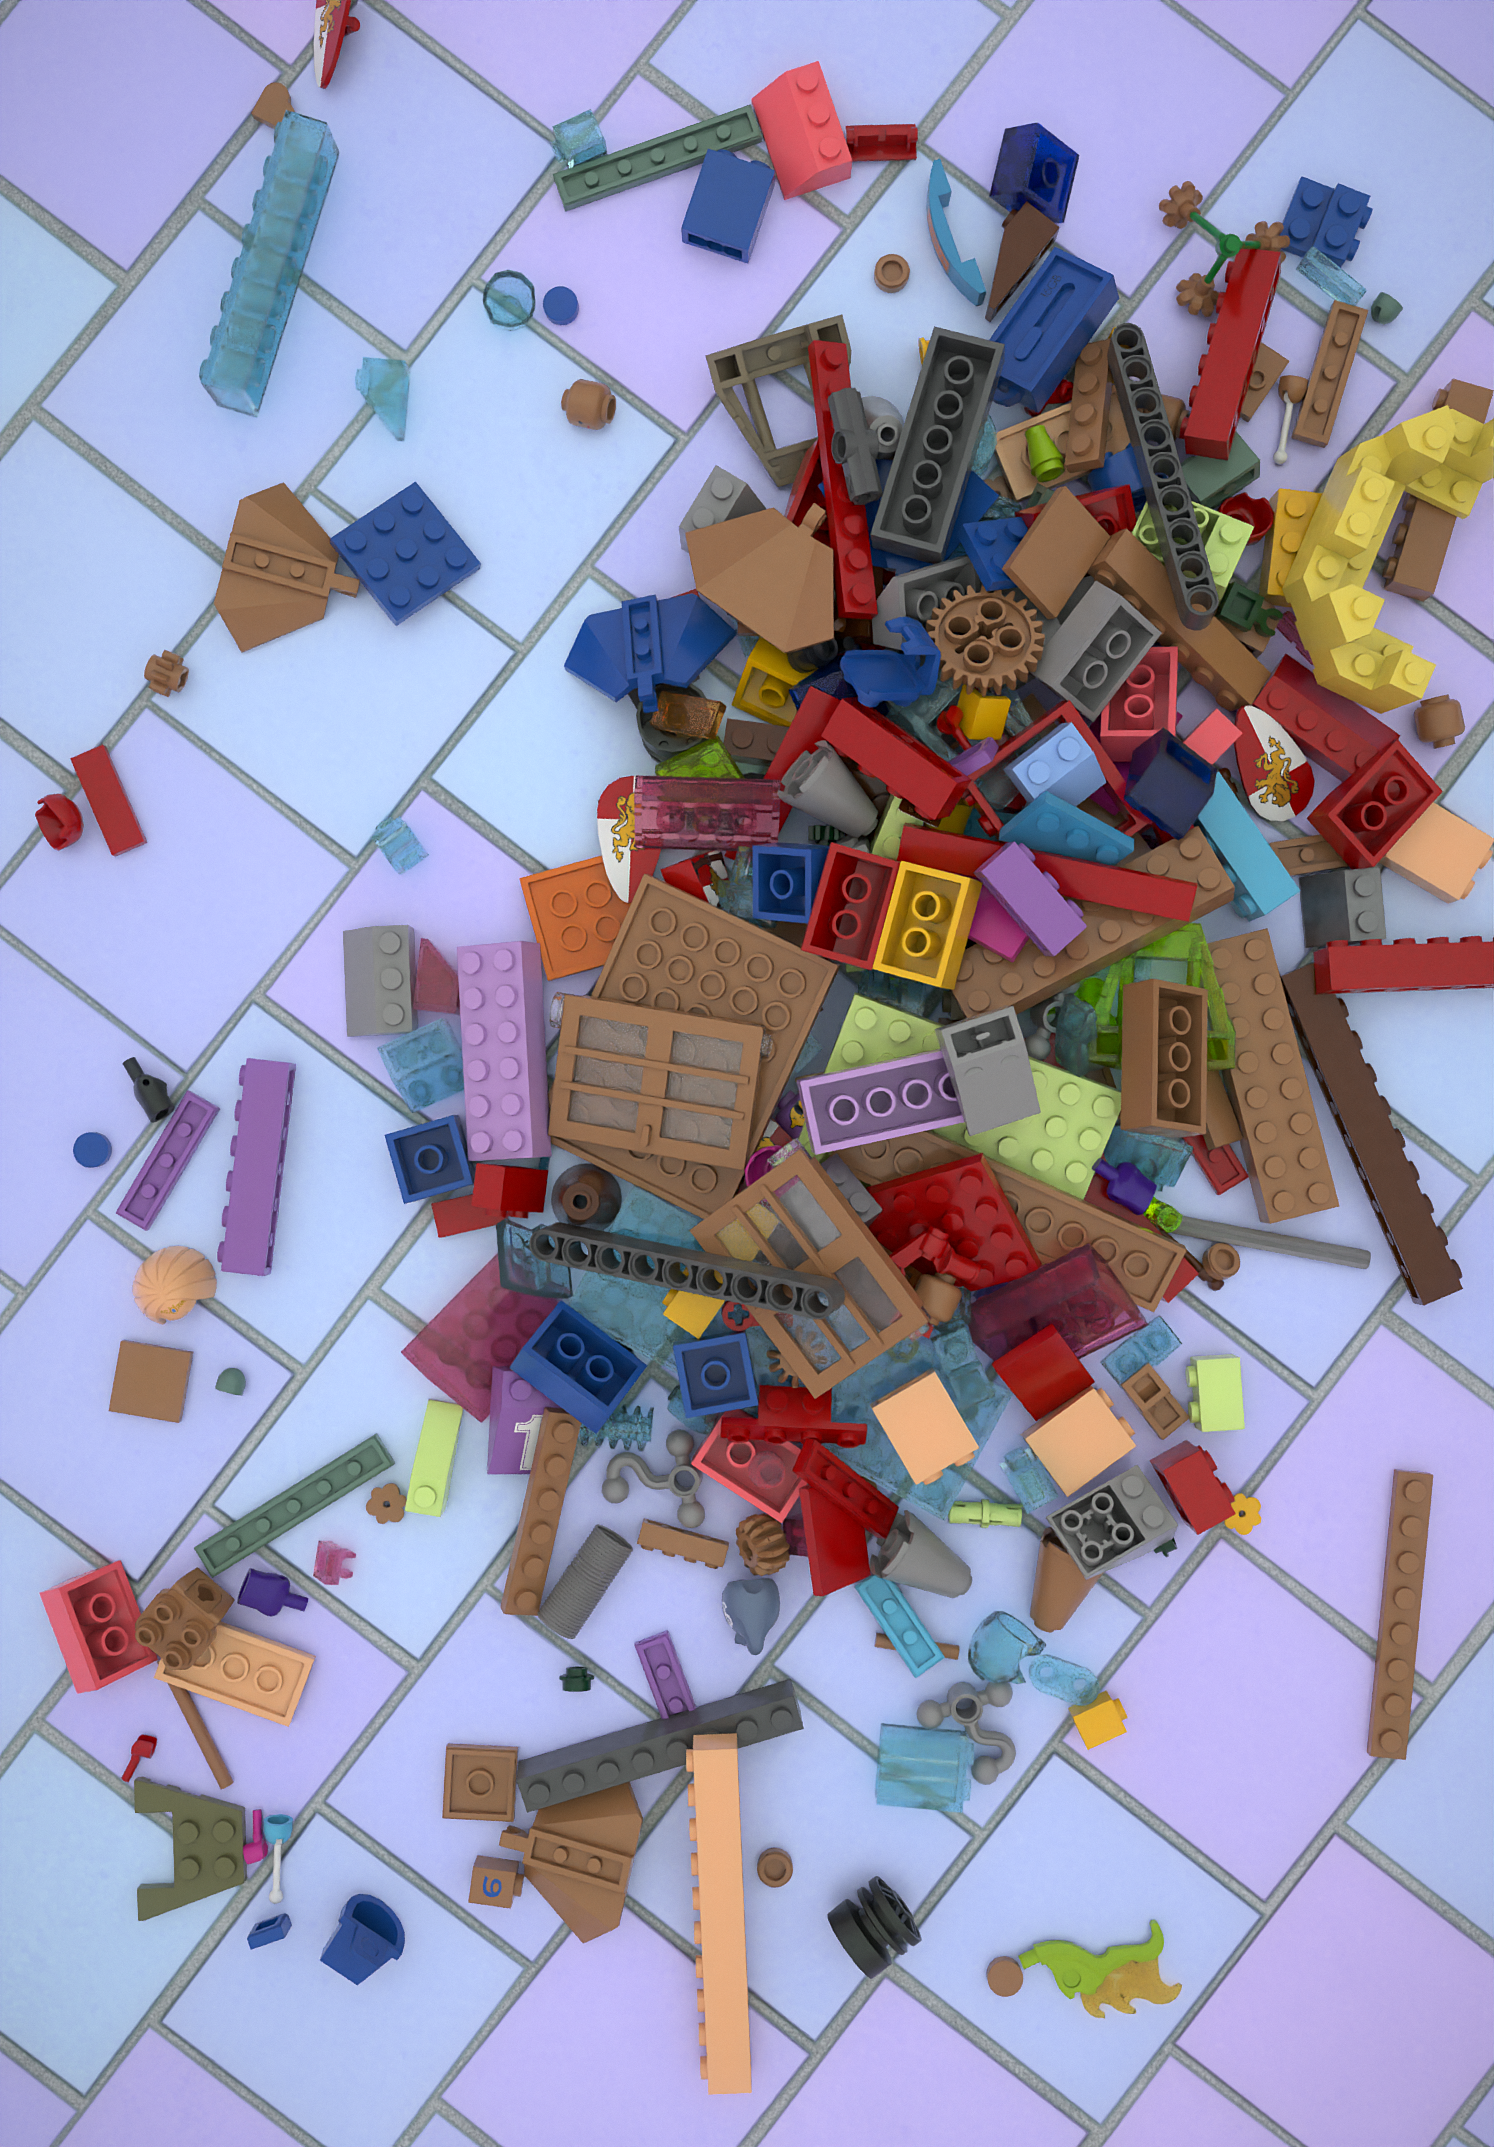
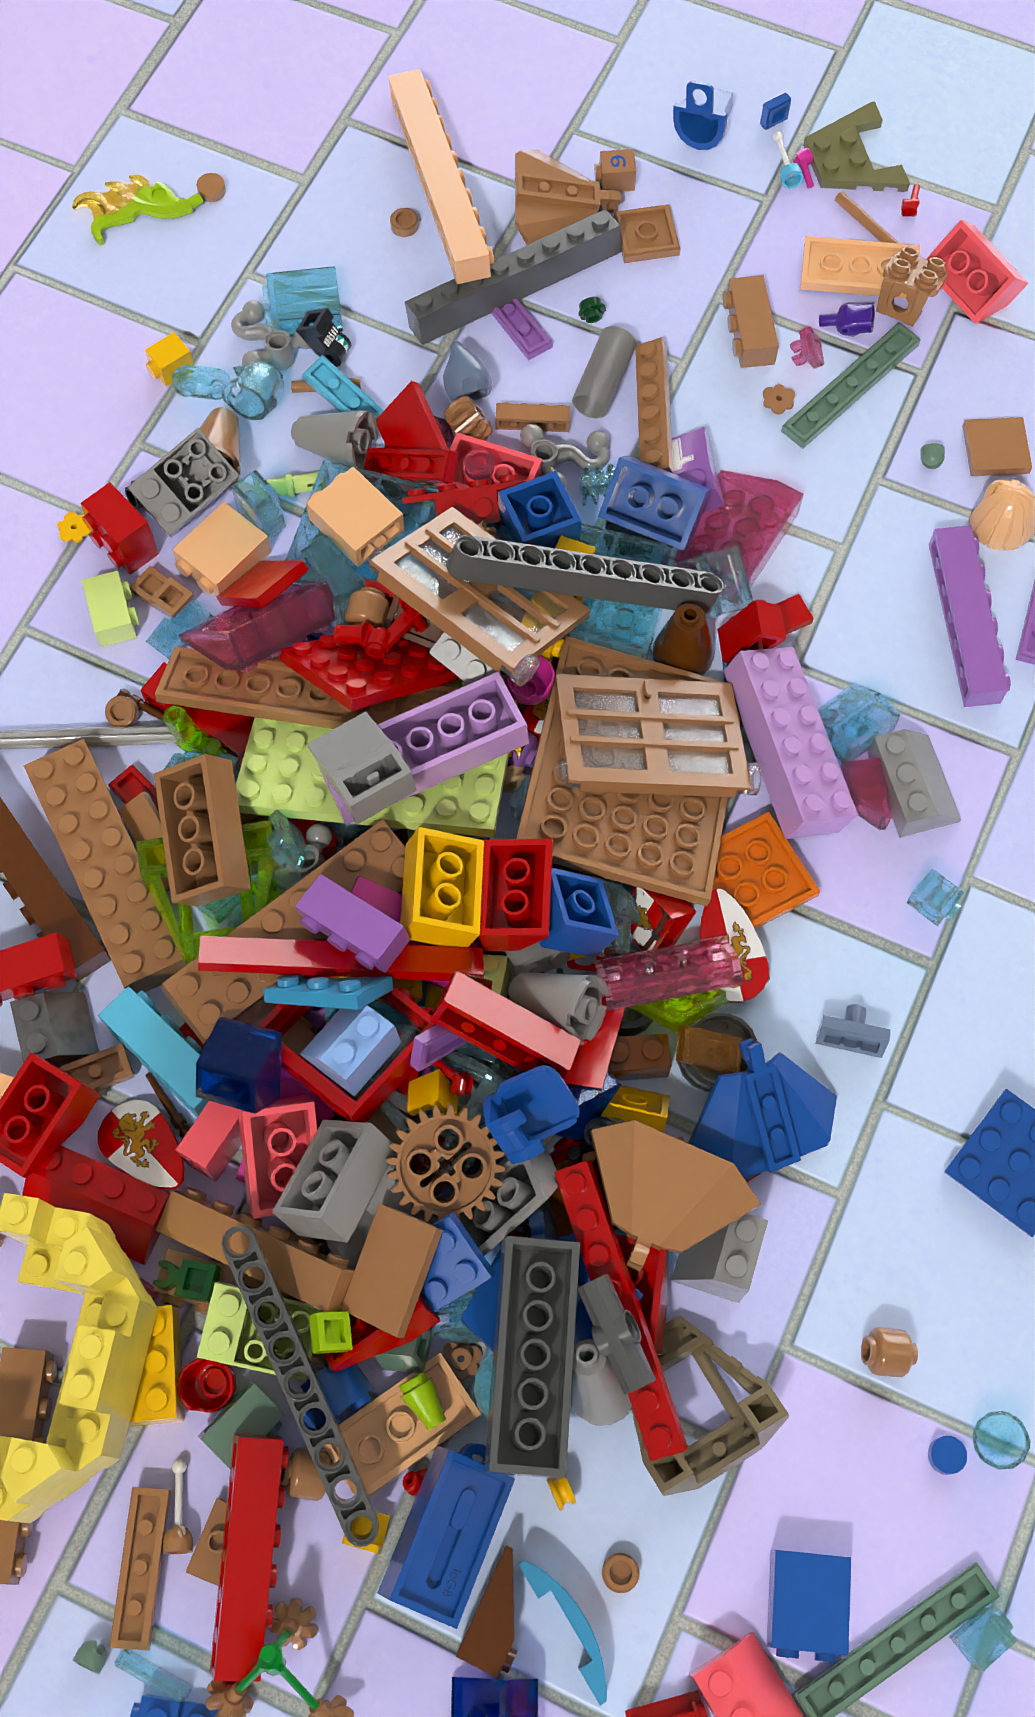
camera: 165 degrees right, 20 degrees down
(390, 1617) = (751, 321): none -> medium nougat brick
(430, 1158) = (826, 645): blue brick -> none
(434, 1459) = (750, 430): yellowish green slope -> none
(529, 722) = (853, 1033): none -> sand blue tile
(870, 1929) = (319, 189): pearl dark grey wheel -> none
(906, 1702) = (324, 336): none -> black leg
(1089, 409) = (385, 1457): medium nougat plate -> none
(1124, 511) = (330, 1332): none -> lime tile
(1127, 1185) = (216, 739): dark purple piece -> none

